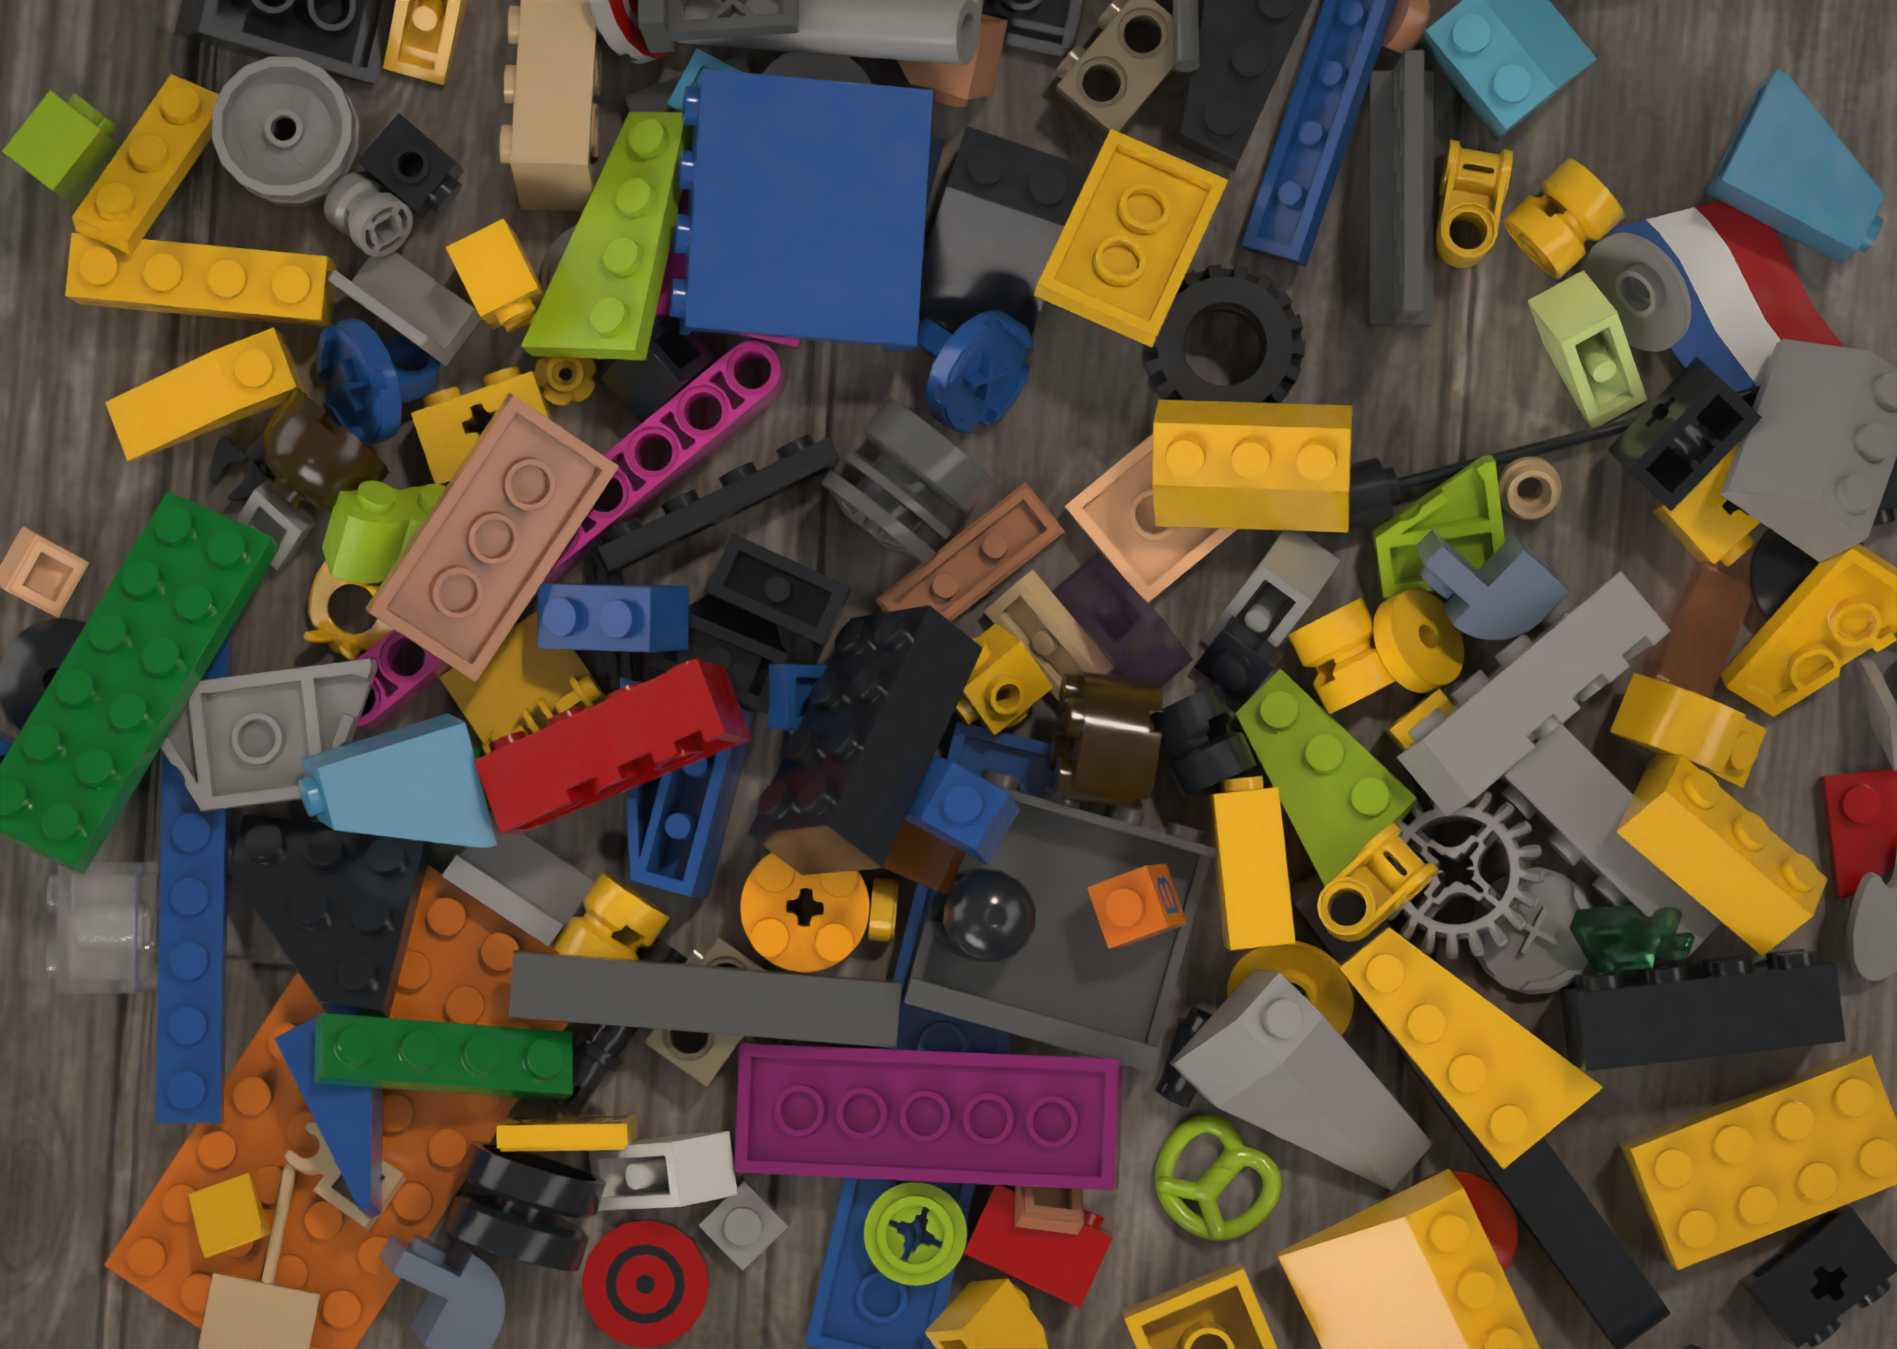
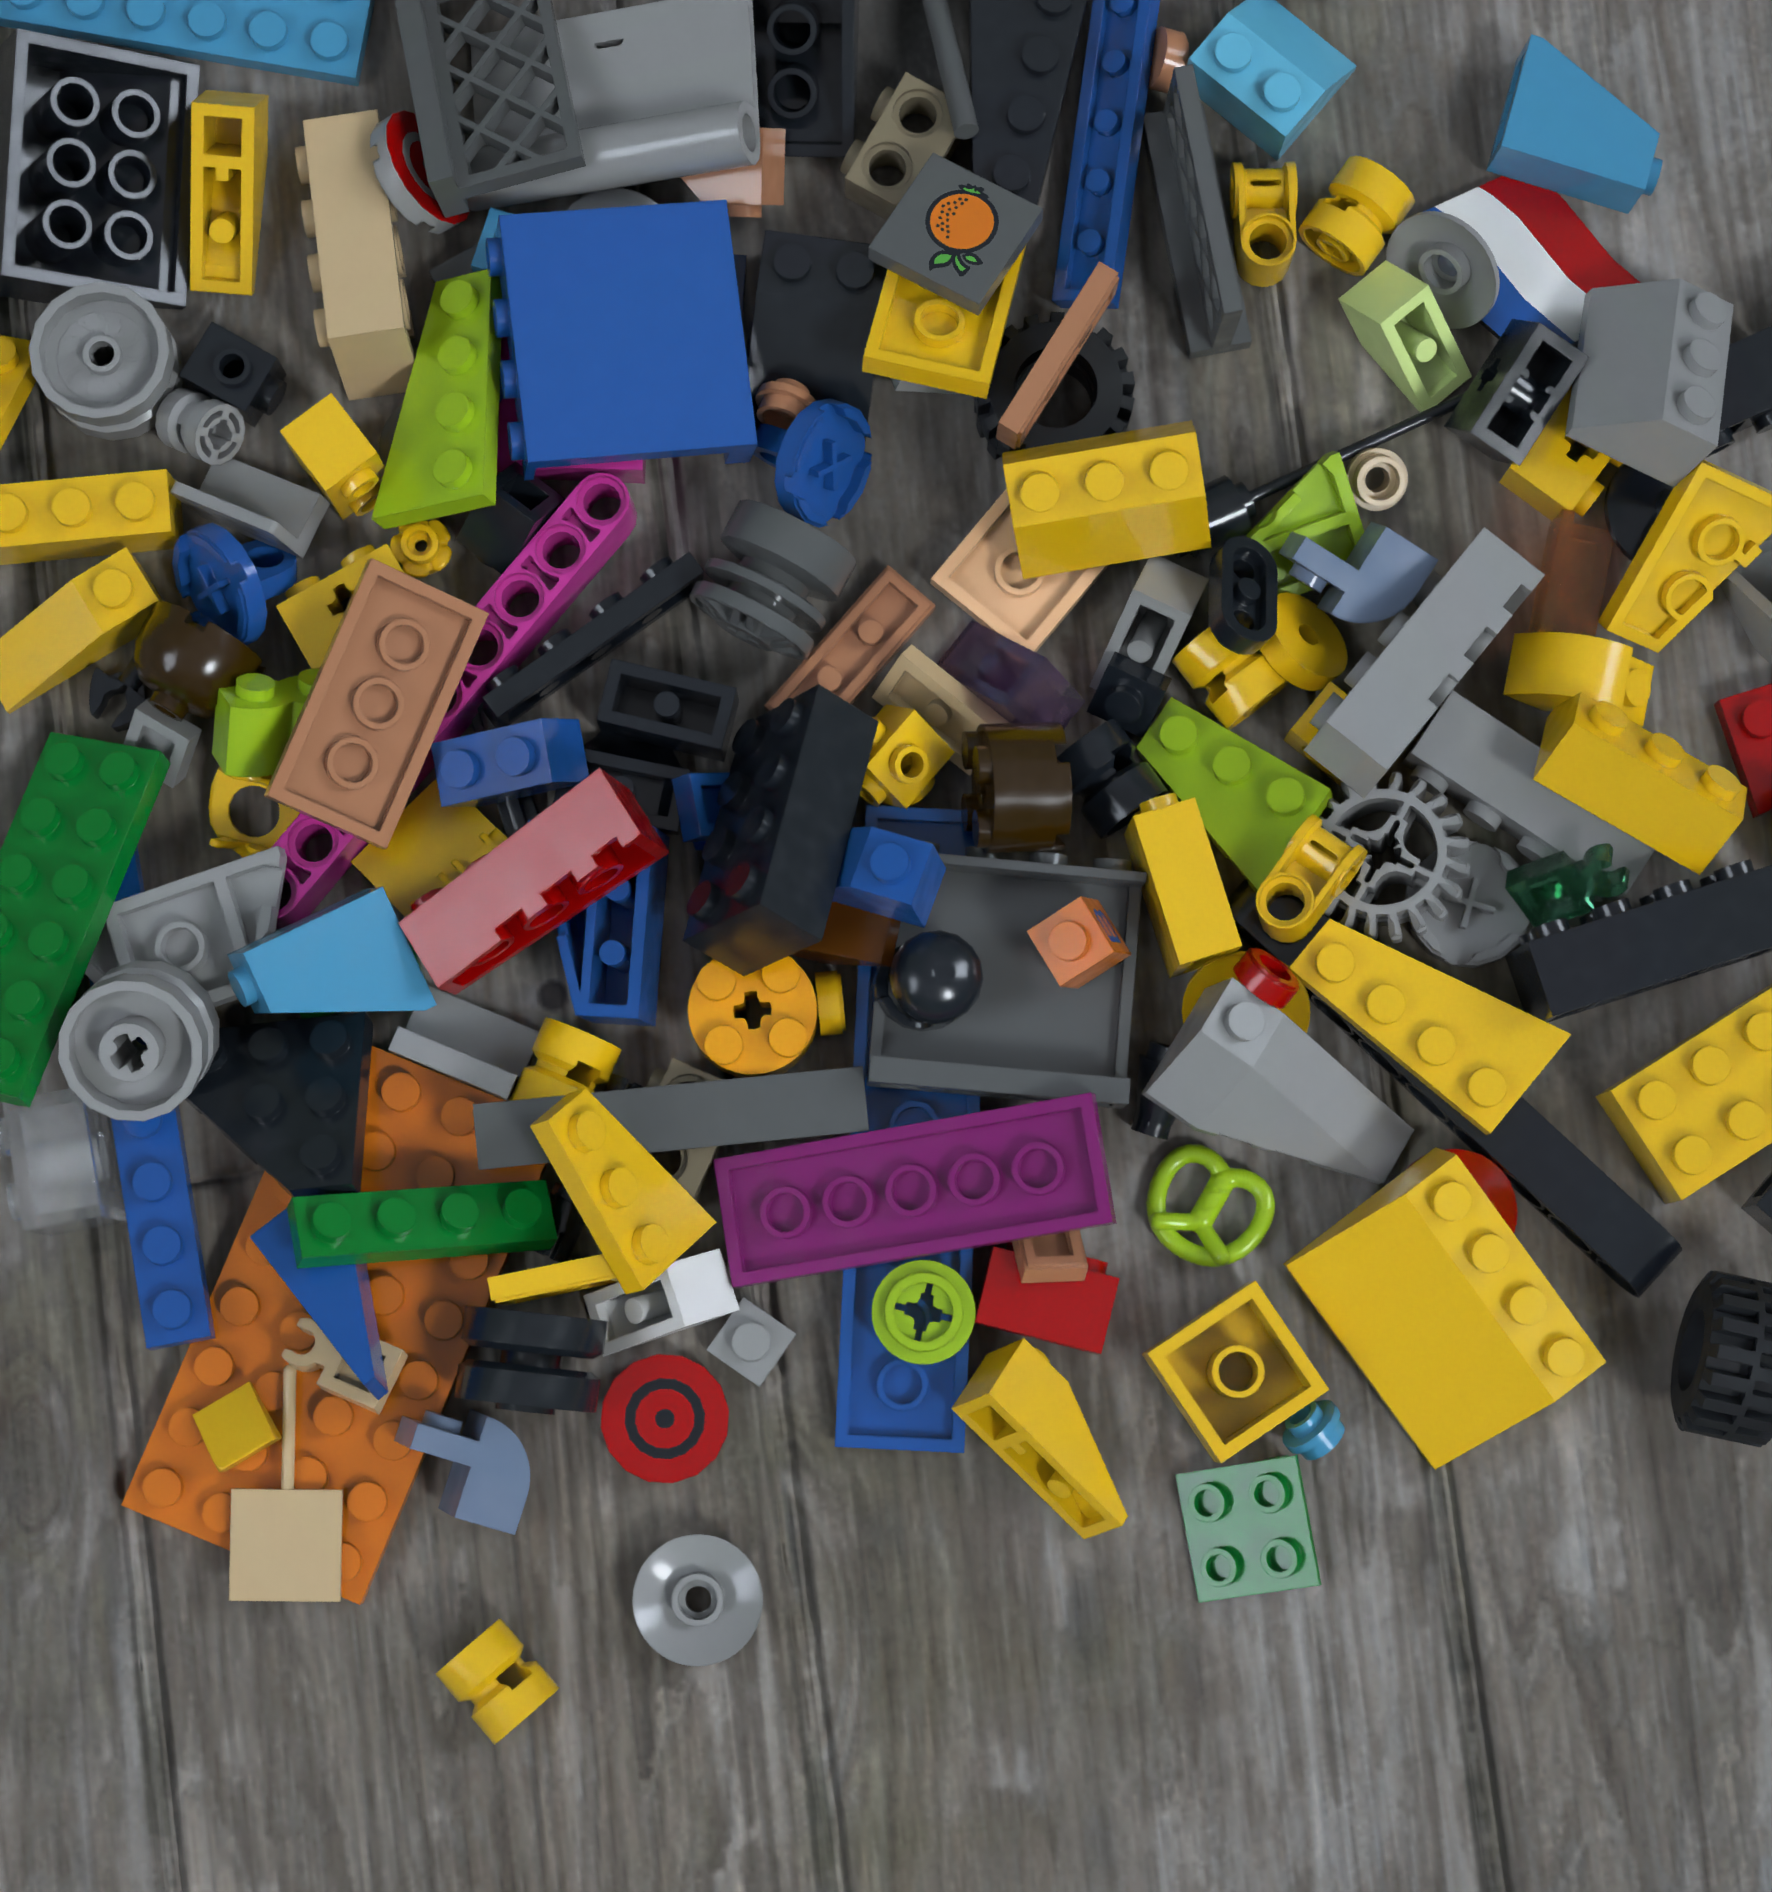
camera: 20 degrees left, 5 degrees down
(201, 828) = (114, 1069): none -> light grey wheel
(641, 1066) = (620, 1190): none -> yellow wing
(951, 303) = (781, 401): none -> nougat plate
(1154, 171) = (955, 234): none -> dark grey tile
(1232, 317) = (1058, 356): none -> nougat tile
(1314, 976) = (1266, 977): none -> red tile
(1366, 602) = (1243, 595): none -> black plate

